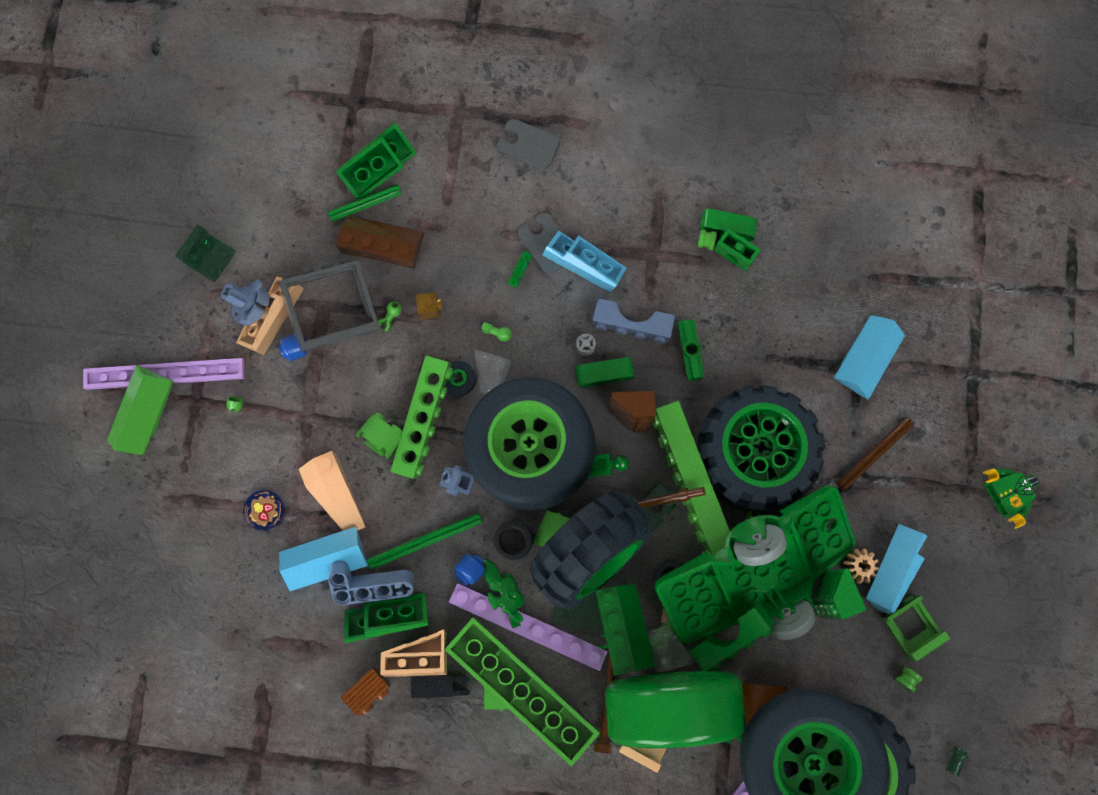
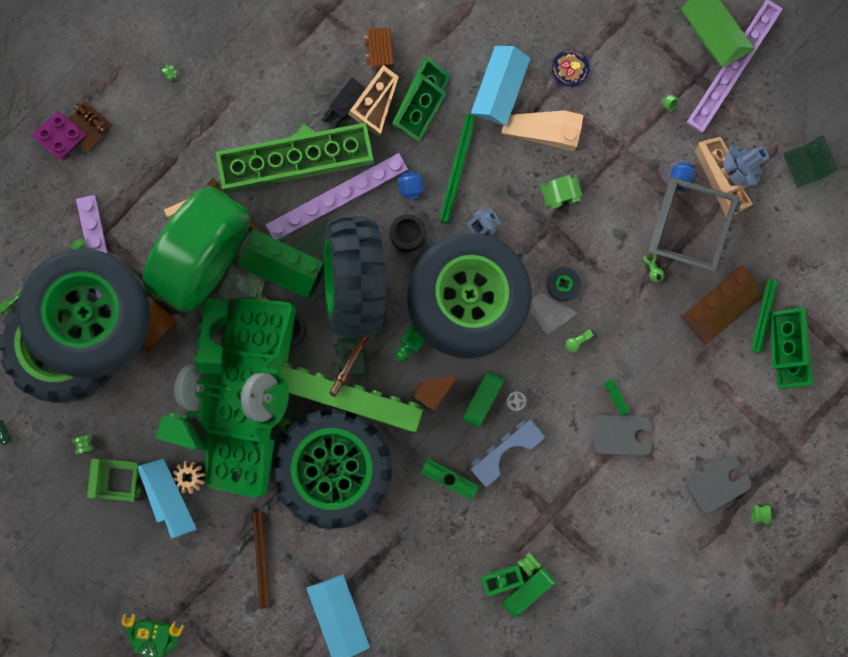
camera: 125 degrees right, 5 degrees up
(376, 586) = (453, 102): sand blue beam -> none
(428, 306) = (639, 302): pearl gold brick -> none
(430, 367) = (527, 191): bright green brick -> none
(510, 596) = (367, 200): green piece -> none
(527, 95) = (761, 514): none -> bright green wheel
(550, 524) = (394, 267): bright green piece -> none
(585, 260) = (584, 454): medium azure slope -> none

